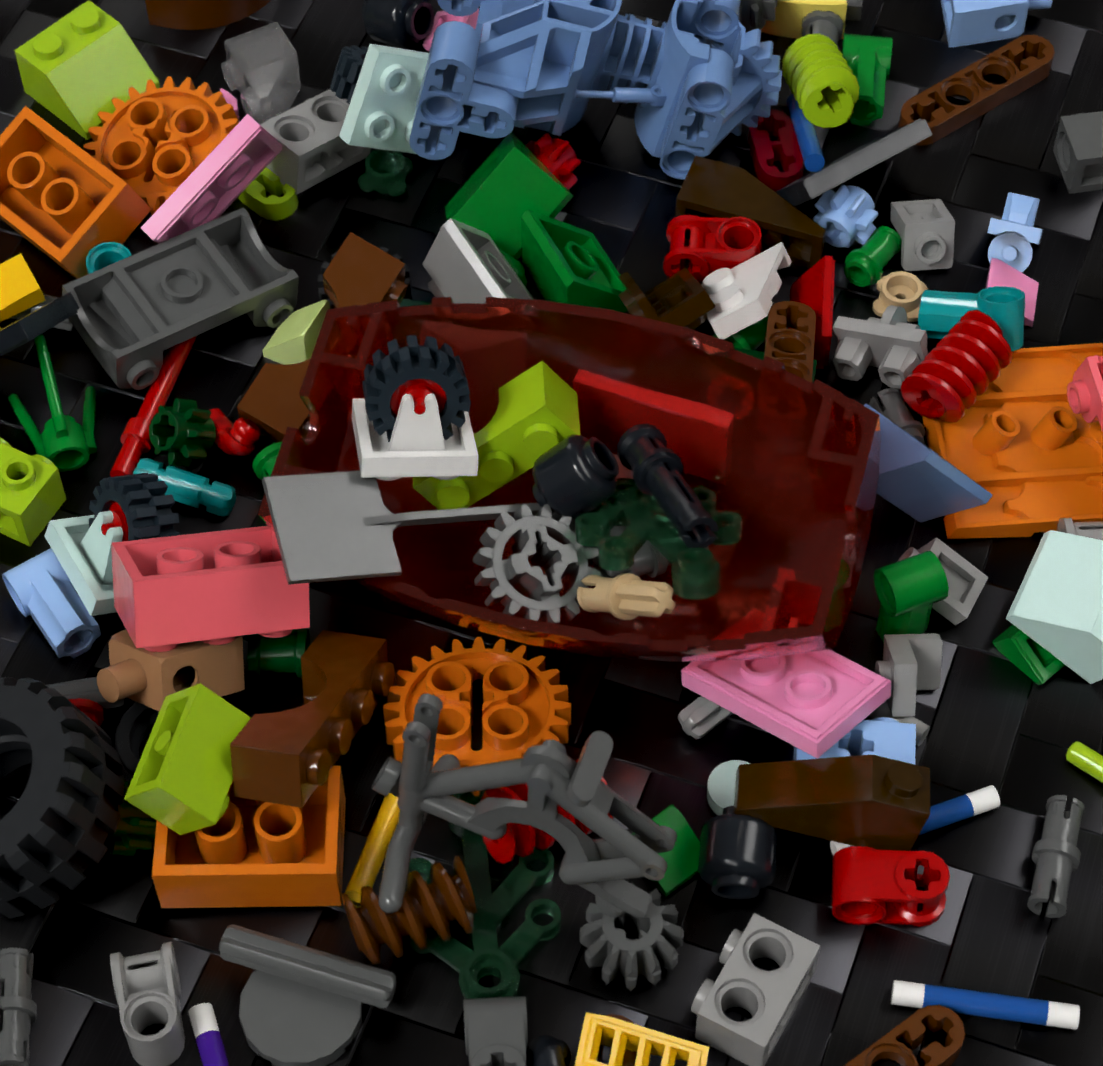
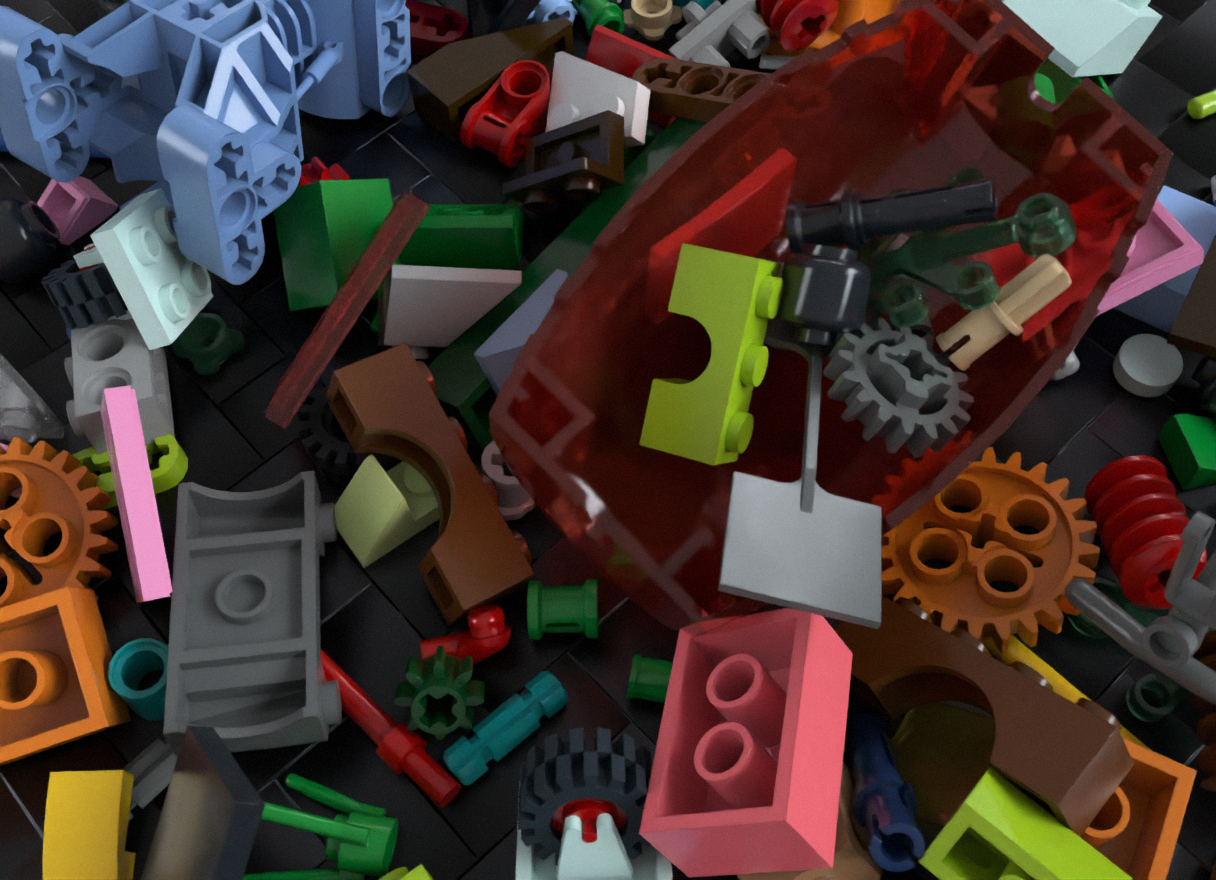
camera: 60 degrees left, 5 degrees up
(269, 696) = (880, 796): none -> dark blue pin
(415, 414) = (692, 398): plate -> none
(423, 218) = (346, 307): none -> clear red tile

